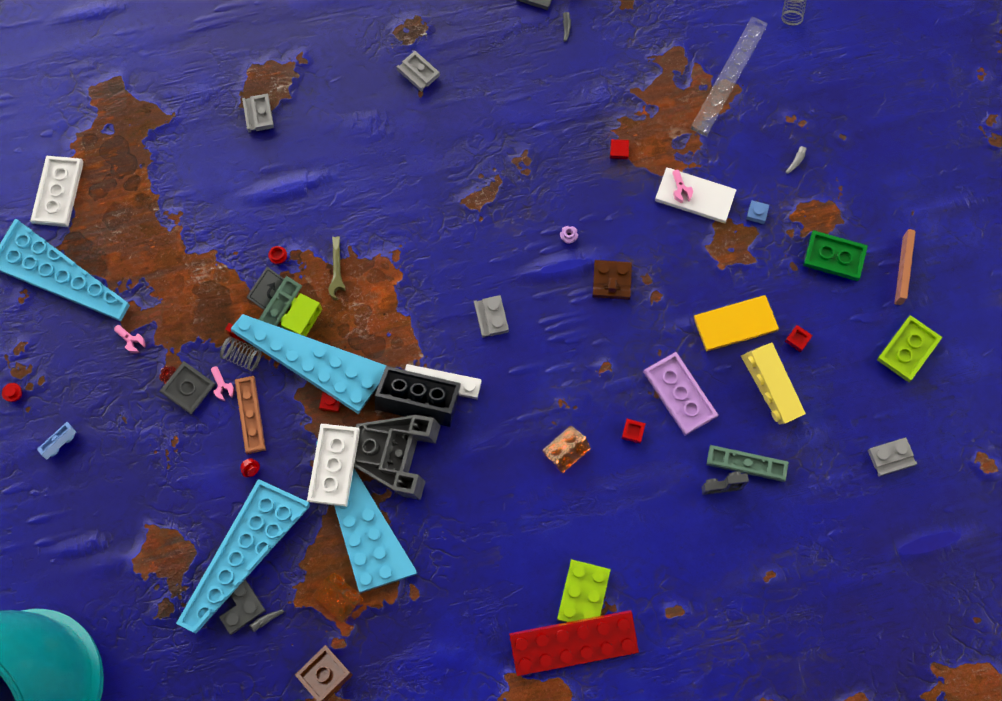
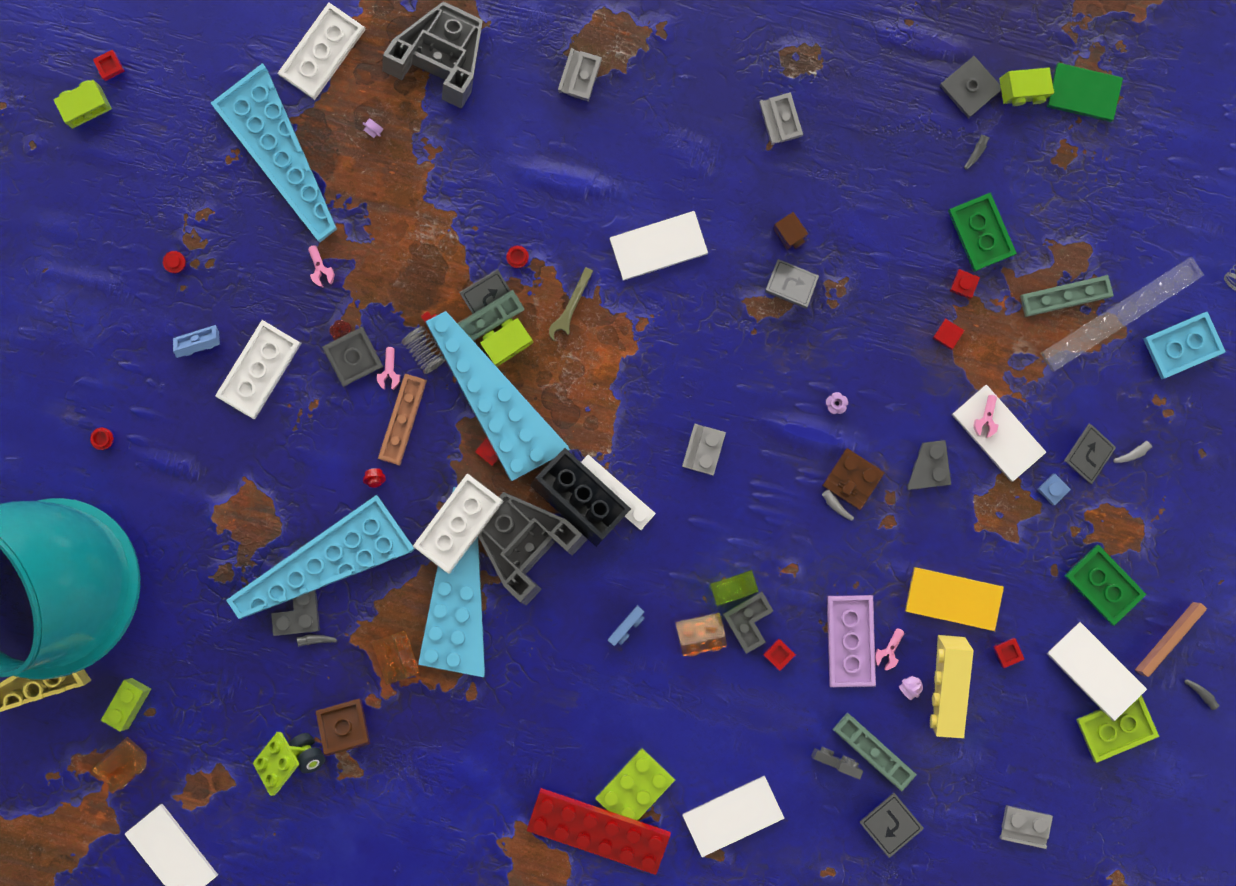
camera: 30 degrees right, 15 degrees up
(13, 555) = (101, 438): none -> red plate
(117, 437) = (258, 369): none -> white tile
(122, 222) = (372, 128): none -> lavender plate
(145, 142) = (441, 44): none -> dark grey wedge
(378, 196) = (658, 245): none -> white tile
(467, 137) = (791, 231): none -> reddish brown brick
(489, 170) = (792, 284): none -> piece
(508, 464) = (620, 633): none -> medium blue plate
(569, 401) = (733, 587): none -> clear neon green slope
(591, 419) = (743, 619): none -> dark grey plate
(601, 72) = (982, 232): none -> green plate
(605, 302) = (835, 505): none -> light grey helmet
(610, 111) = (964, 284): none -> red plate
(662, 242) = (931, 466): none -> dark grey wing
(671, 573) = (733, 816): none -> white tile
(684, 84) = (1066, 296): none -> sand green tile
(713, 384) = (879, 654): none -> bright pink bar
(745, 400) = (911, 687): none -> lavender plate
(767, 174) = (1090, 453): none -> dark grey piece
(784, 73) = (1184, 345): none -> medium azure plate
(793, 509) = (891, 825): none -> dark grey piece
(869, 316) = (1096, 671): none -> white tile
(959, 294) = (1207, 697): none -> dark grey helmet

